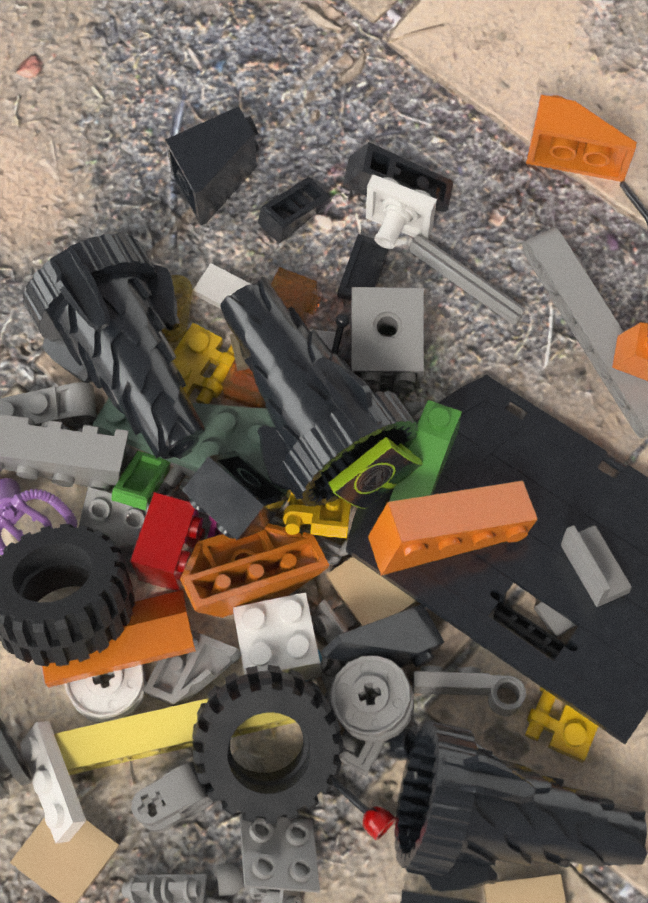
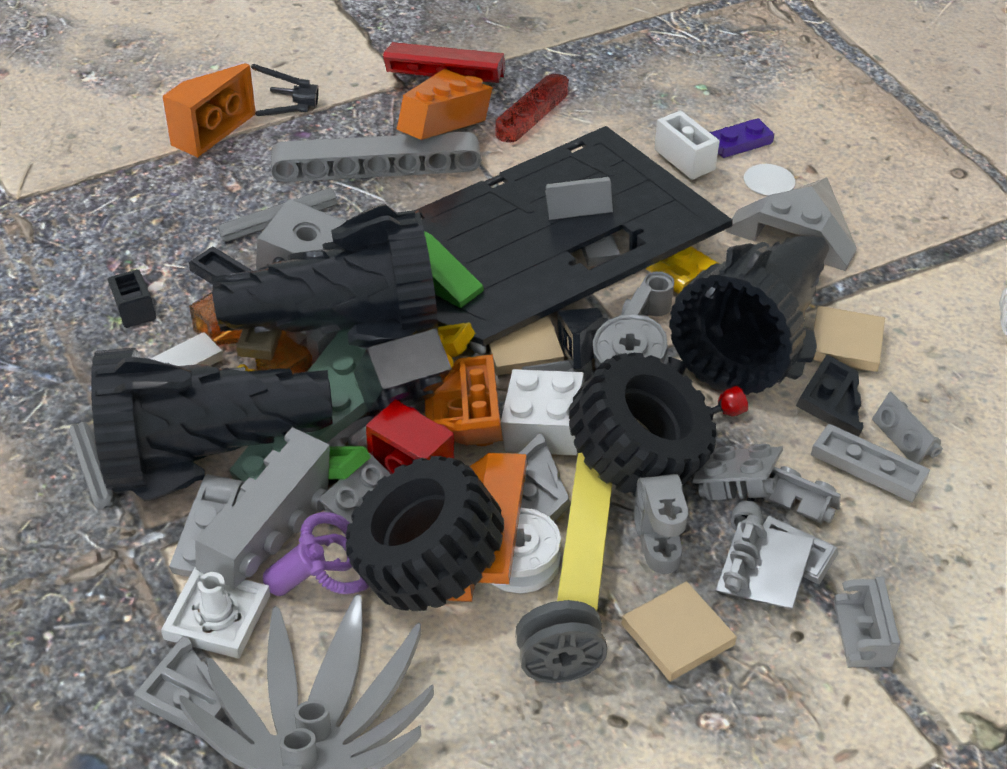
camera: 70 degrees left, 25 degrees down
(52, 782) = (622, 600): white plate -> none
(213, 160) = (49, 321): black slope -> none
(375, 473) = (441, 279): slope -> none
(383, 163) = (154, 223): black slope -> none
(398, 210) = (196, 222): white plate -> none
(450, 524) = (503, 263): orange wedge -> none

